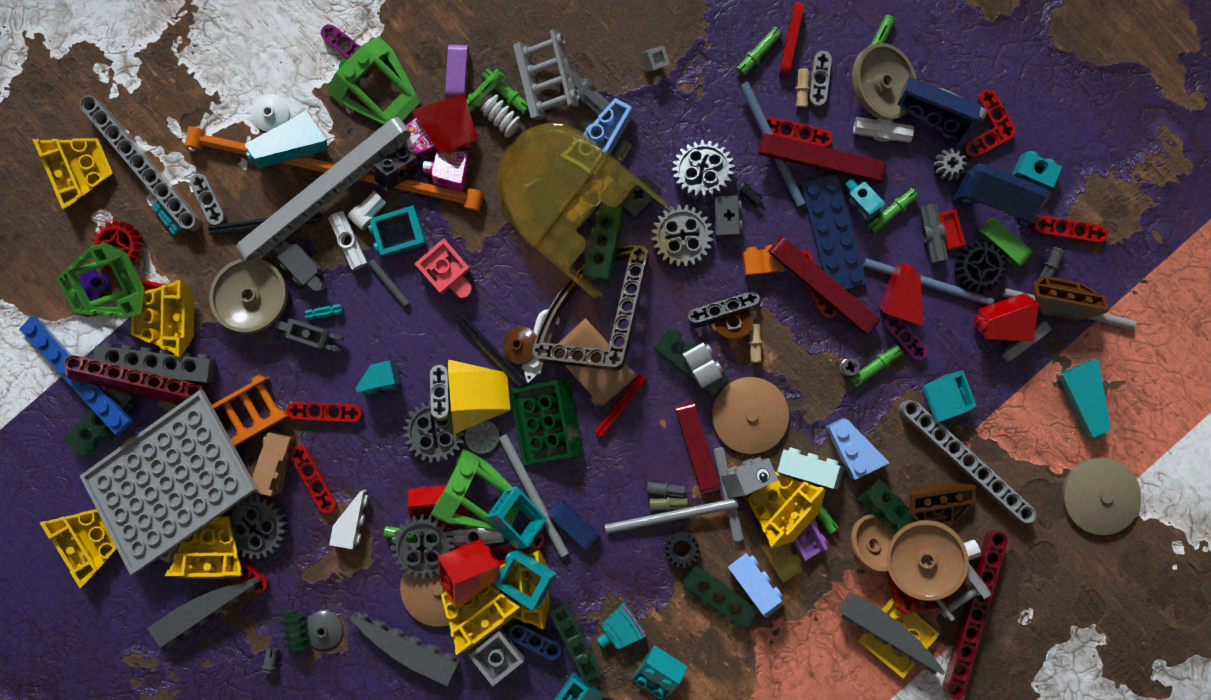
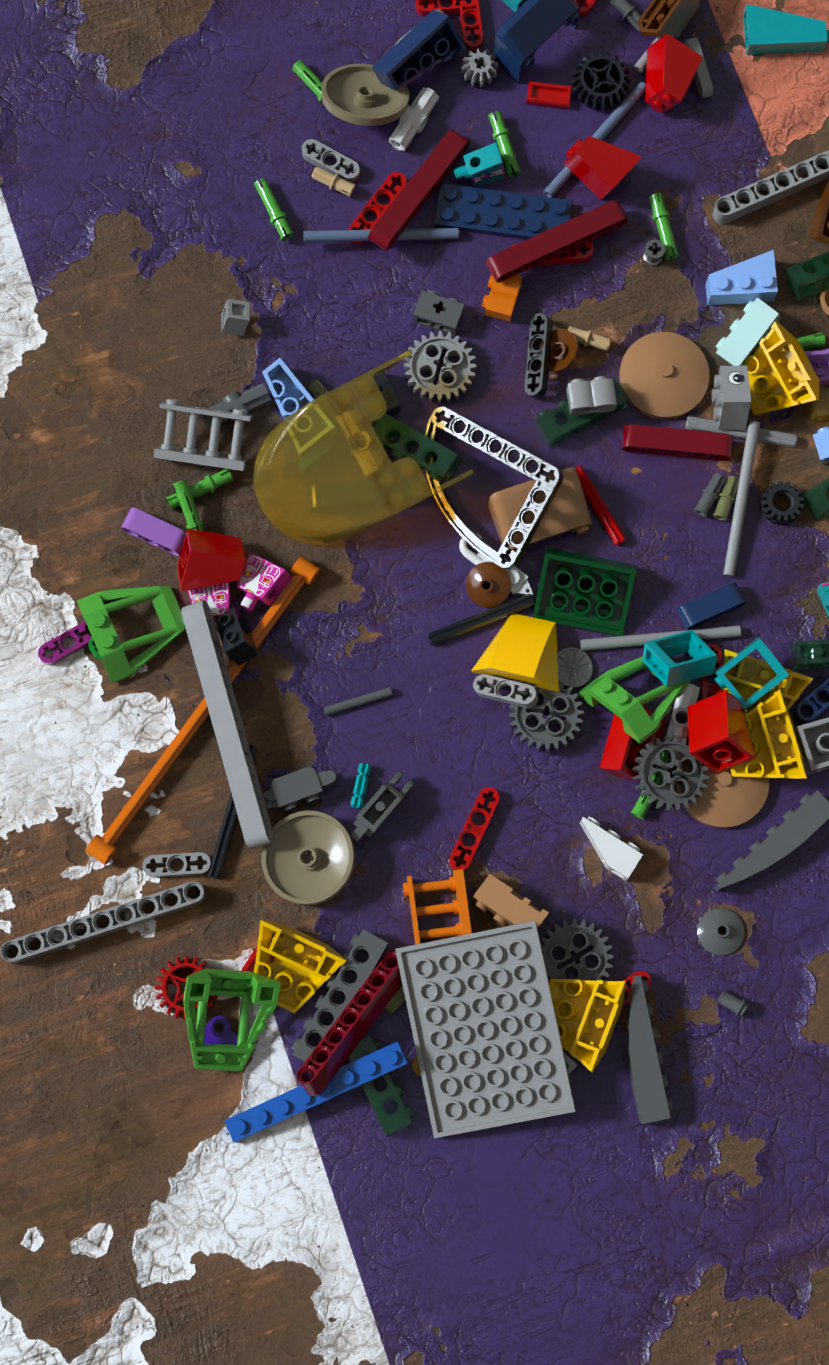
camera: 70 degrees left, 10 degrees down
(73, 166) = (74, 1002): yellow wedge -> none
(81, 543) = (514, 1163): yellow wedge -> none
(167, 219) = (177, 919): teal axle -> none
(278, 115) = (113, 767): white dish -> none
(287, 142) = (154, 741): slope -> none
(294, 629) = (708, 960): clear green piece -> none
(311, 480) = (545, 875): red beam -> none
(343, 229) = (276, 725): white piece -> none
(368, 209) = (268, 694): white piece -> none
(379, 376) = (461, 745): teal slope -> none
(416, 226) = (305, 643): teal window -> none
(446, 270) = (370, 629): coral brick -> none
(500, 116) = (225, 502): white piece -> none
(720, 172) = (389, 297): gear -> none
(750, 194) = (424, 279): black pin -> none
(791, 38) = (275, 171): red beam -> none
(910, 351) = (661, 185): magenta beam -> none
(933, 233) = (546, 113): dark grey piece -> none
(949, 396) = (726, 163): teal slope -> none
(1011, 246) = (592, 41): bright green beam -> none

